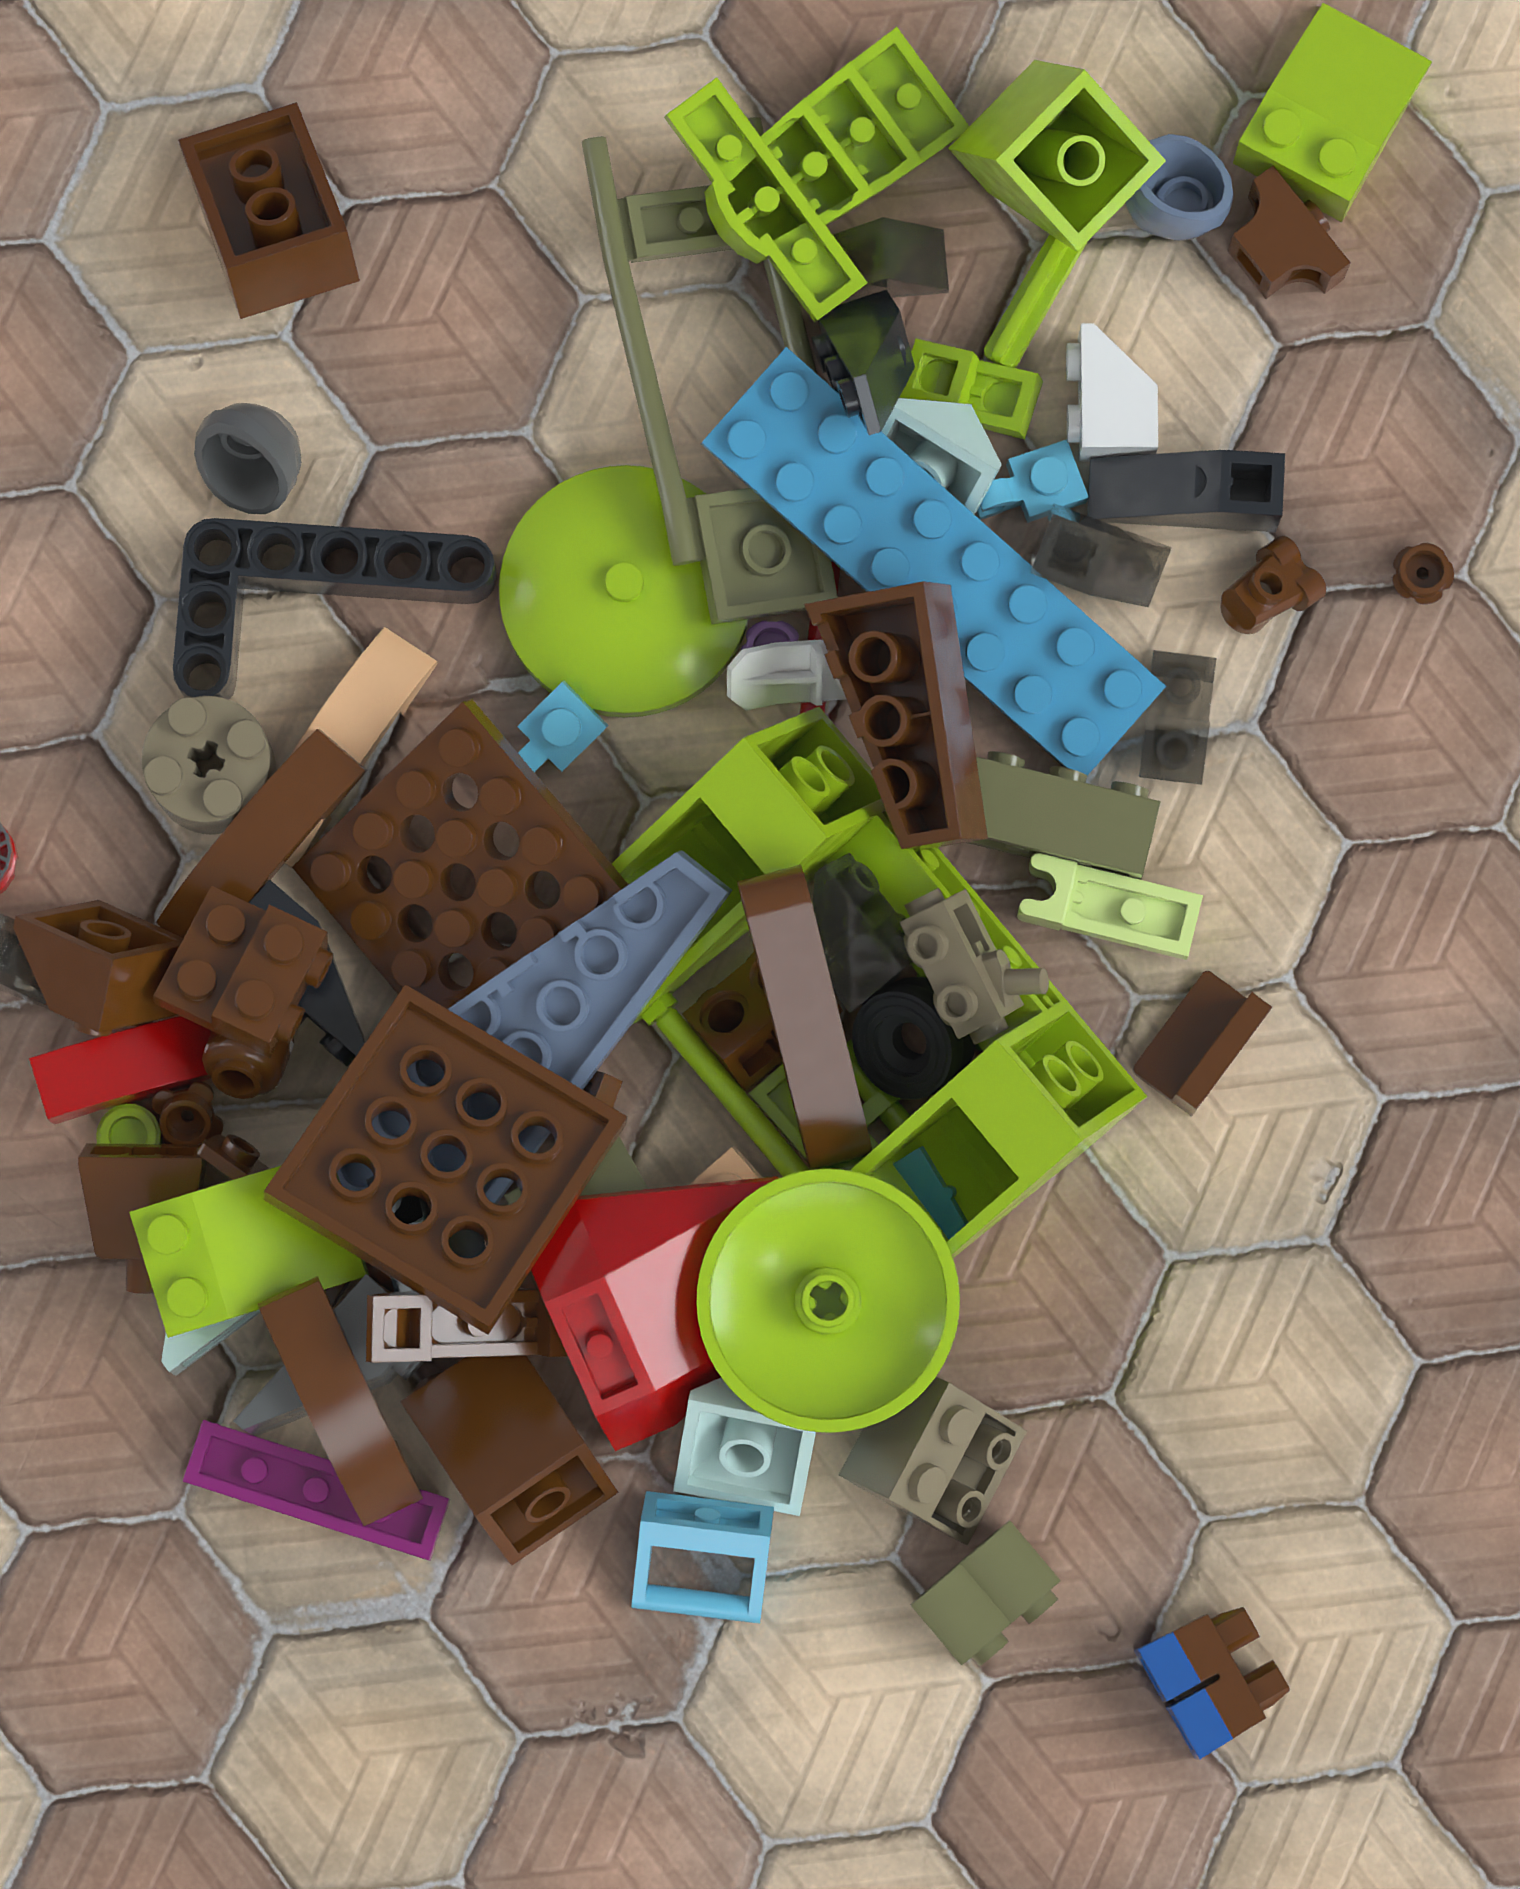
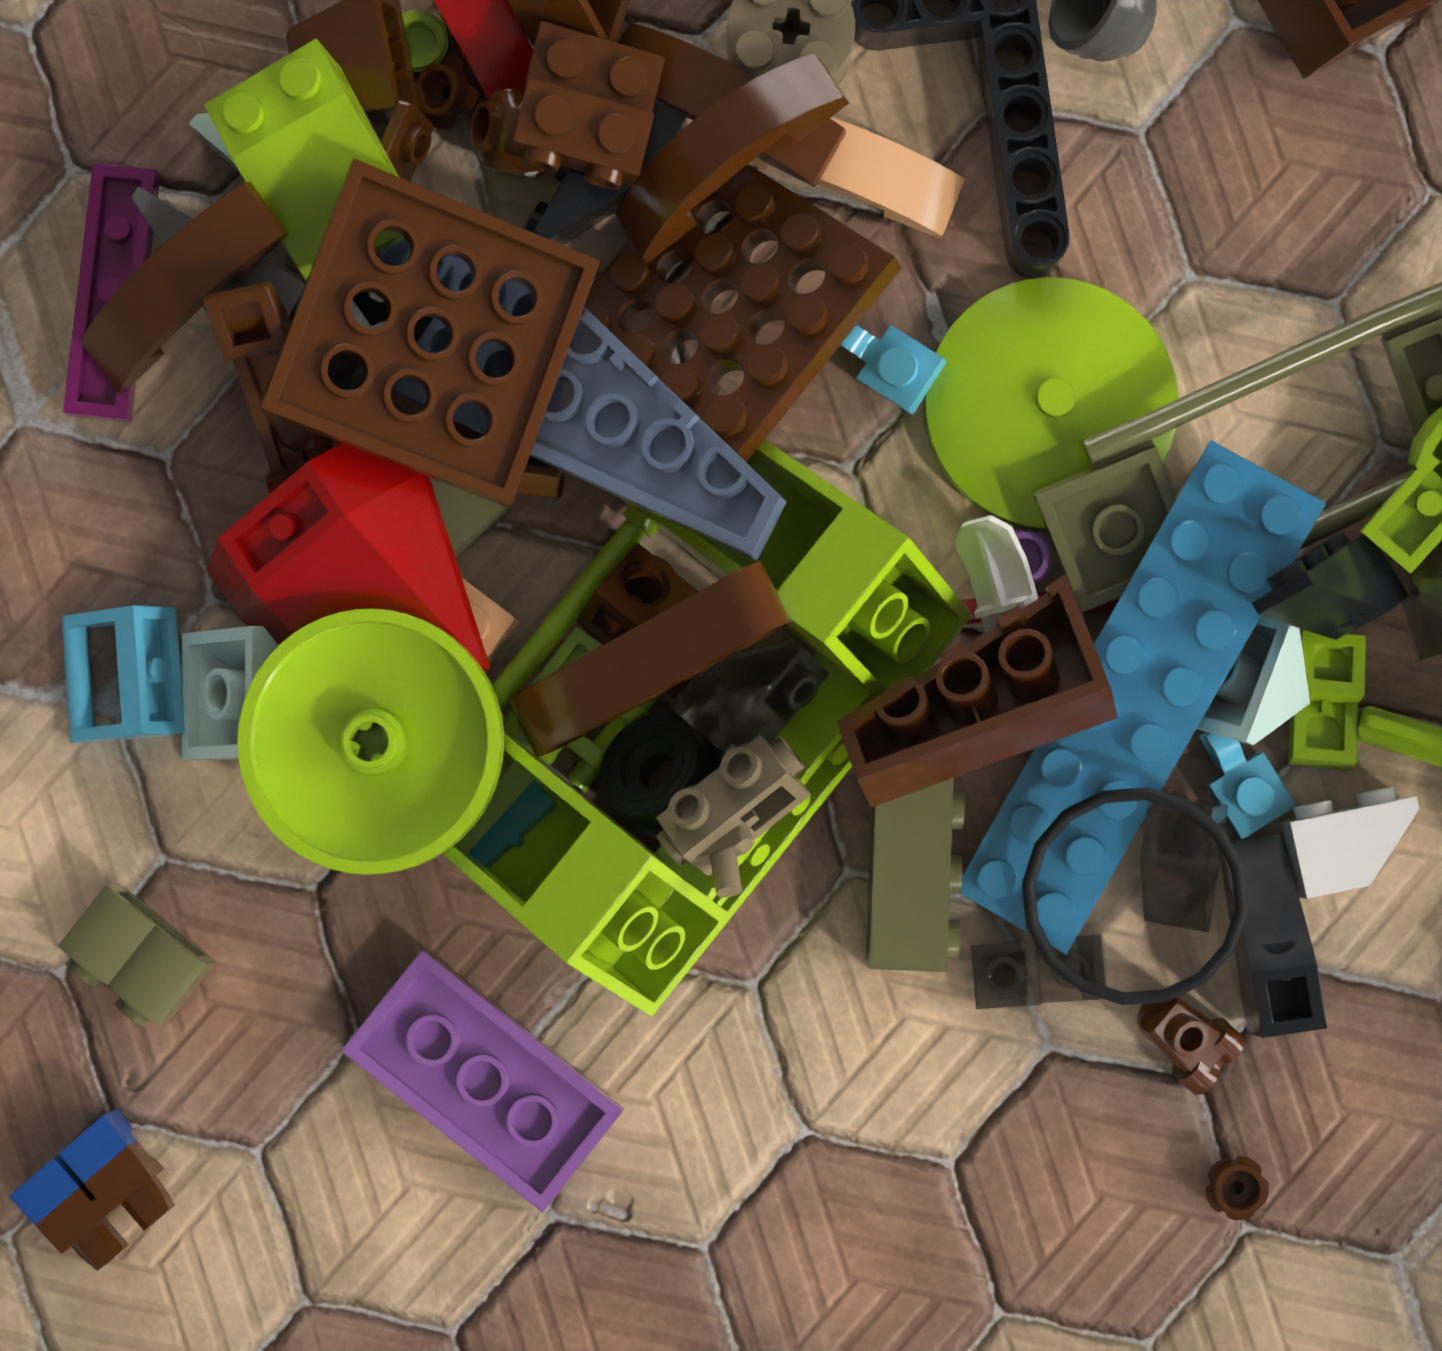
camera: 75 degrees right, 5 degrees up
(313, 847) = (720, 144): none -> reddish brown slope
(508, 1450) = (179, 465): reddish brown slope -> none
(937, 1459) = (252, 884): dark tan slope -> none
(1025, 596) = (1167, 800): none -> black piece
(1112, 907) = (835, 947): yellowish green plate -> none
(1176, 1276) = (483, 1080): none -> medium lavender plate
(1200, 1041) = (720, 1058): reddish brown panel -> none

